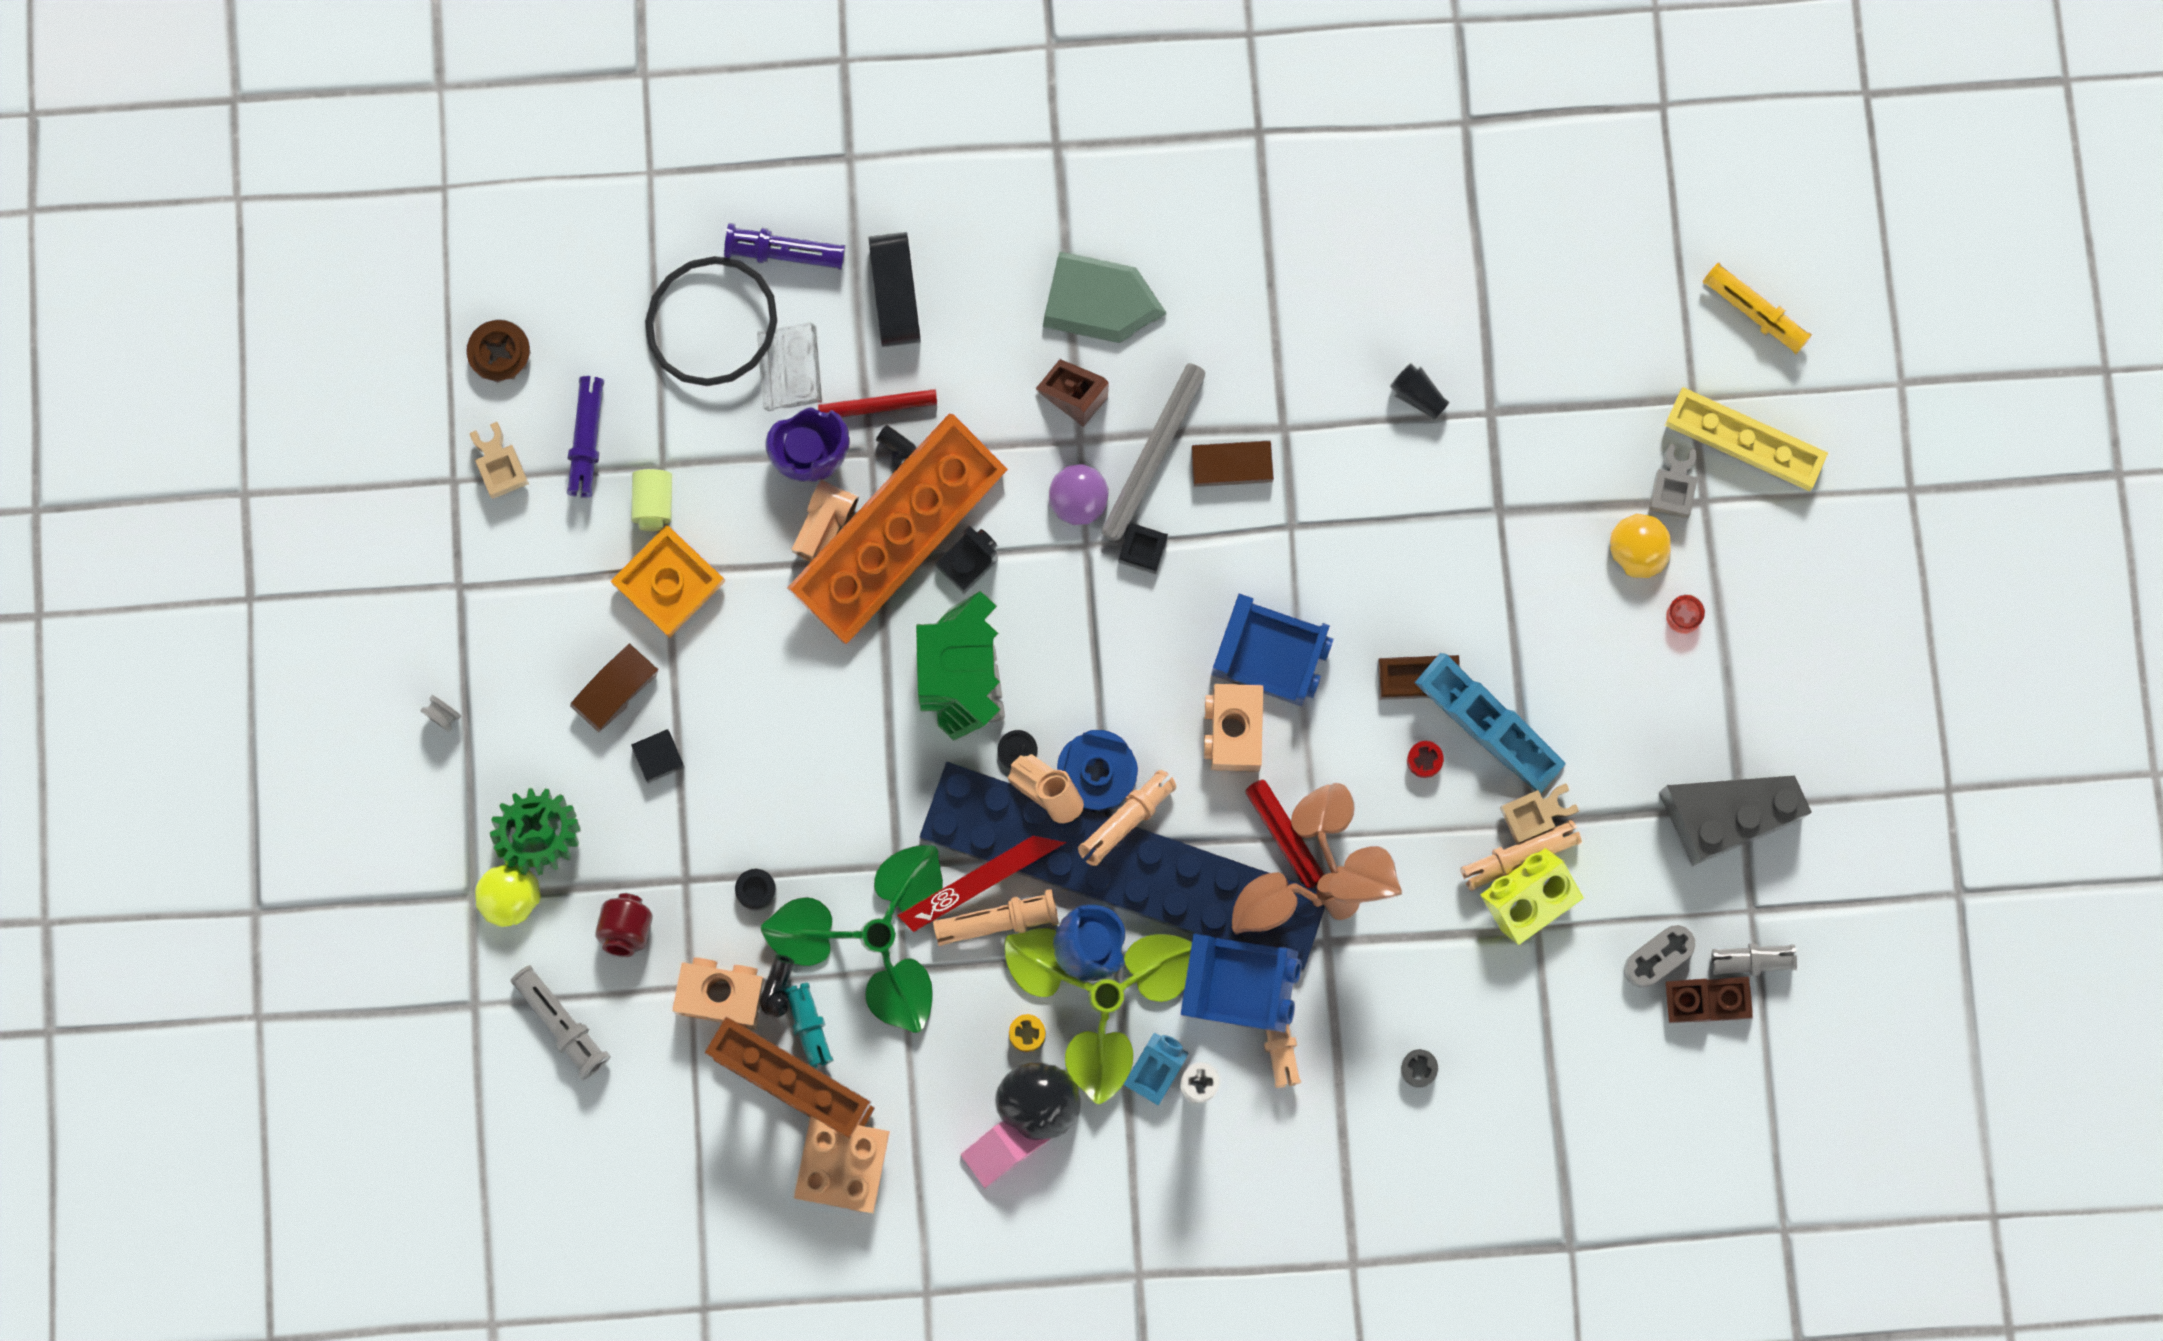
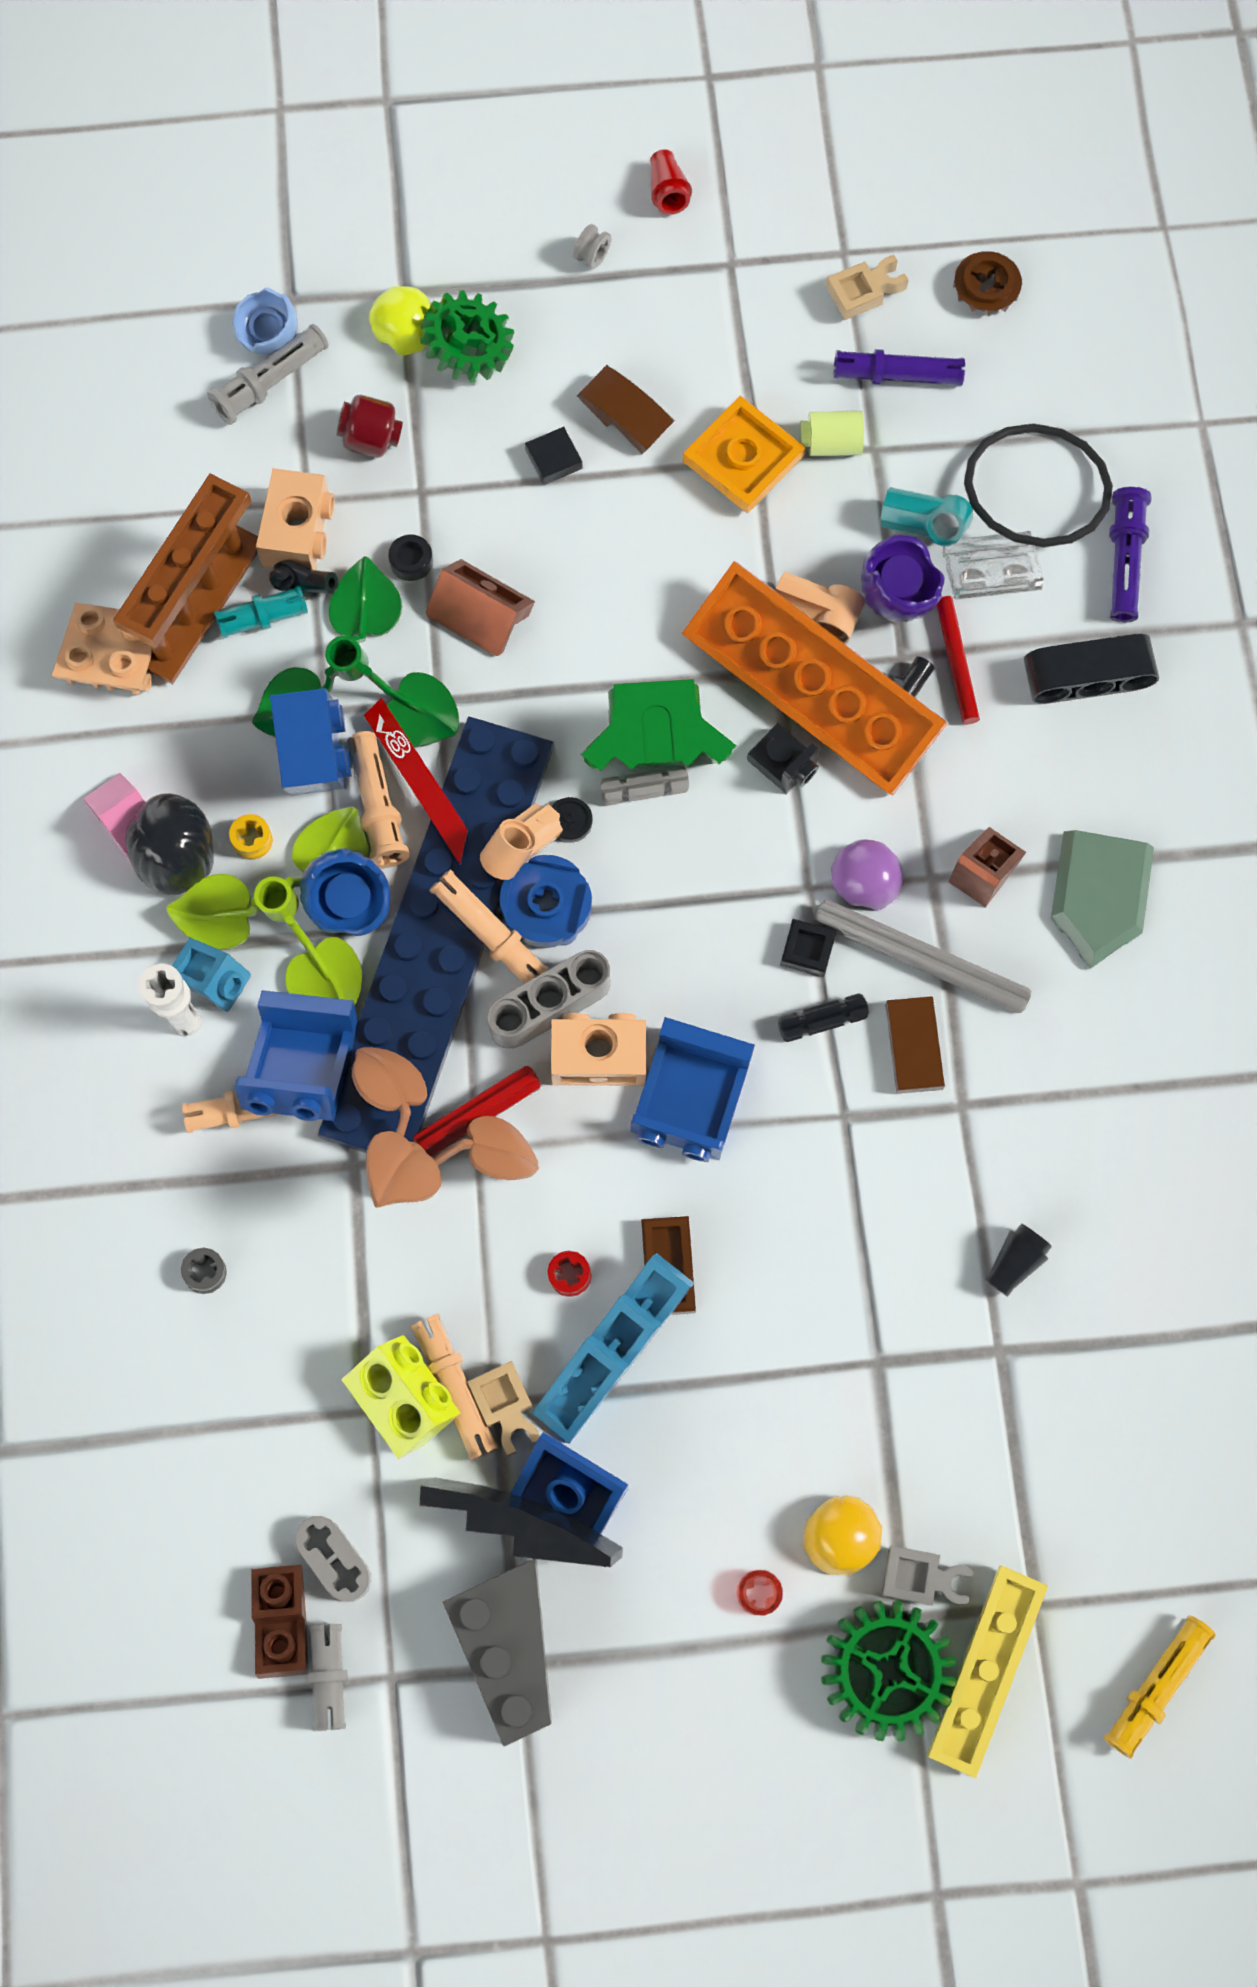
camera: 90 degrees right, 5 degrees down
(375, 639) = (668, 183): none -> red cone
(508, 1024) = (265, 321): none -> light blue hair
(744, 408) = (921, 515): none -> teal piece
(810, 826) = (477, 606): none -> copper panel
(953, 971) = (309, 741): none -> blue brick
(1187, 749) = (559, 979): none -> light grey beam
(1207, 538) = (823, 1017): none -> black axle
(1609, 763) = (570, 1484): none -> blue slope
(1641, 782) = (535, 1527): none -> black slope
(1760, 521) = (877, 1692): none -> green gear

